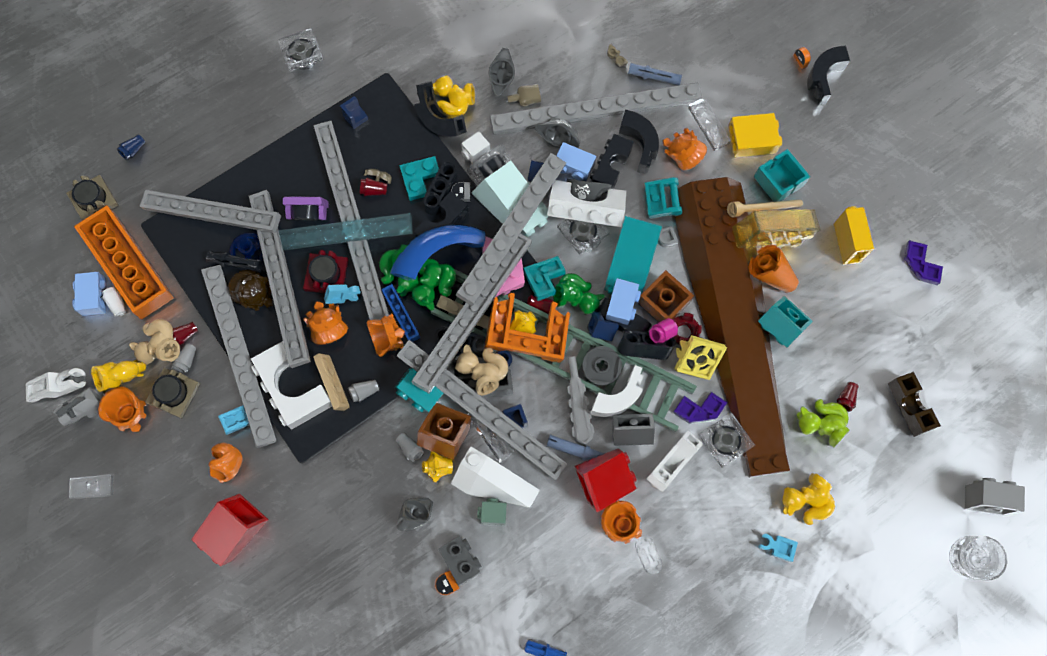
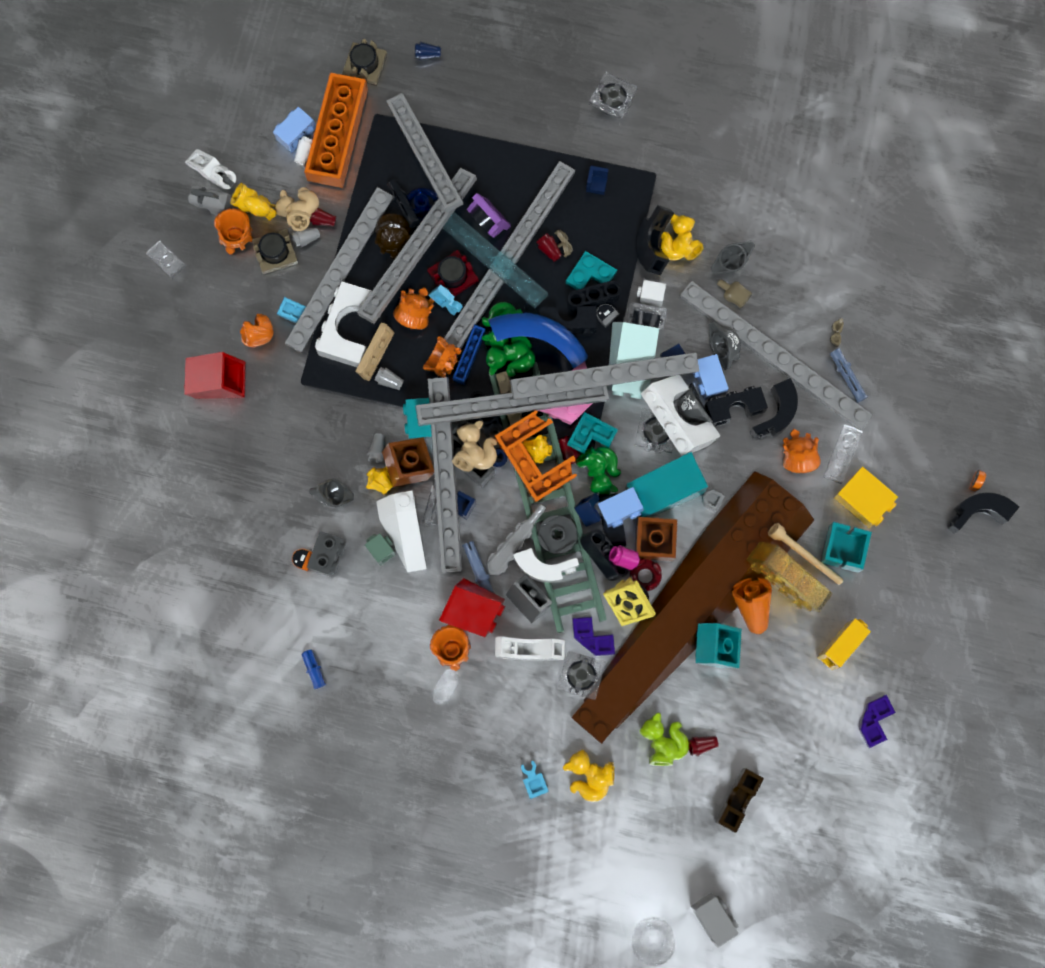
camera: 55 degrees right, 5 degrees up
(657, 200) = (737, 465): teal plate -> none

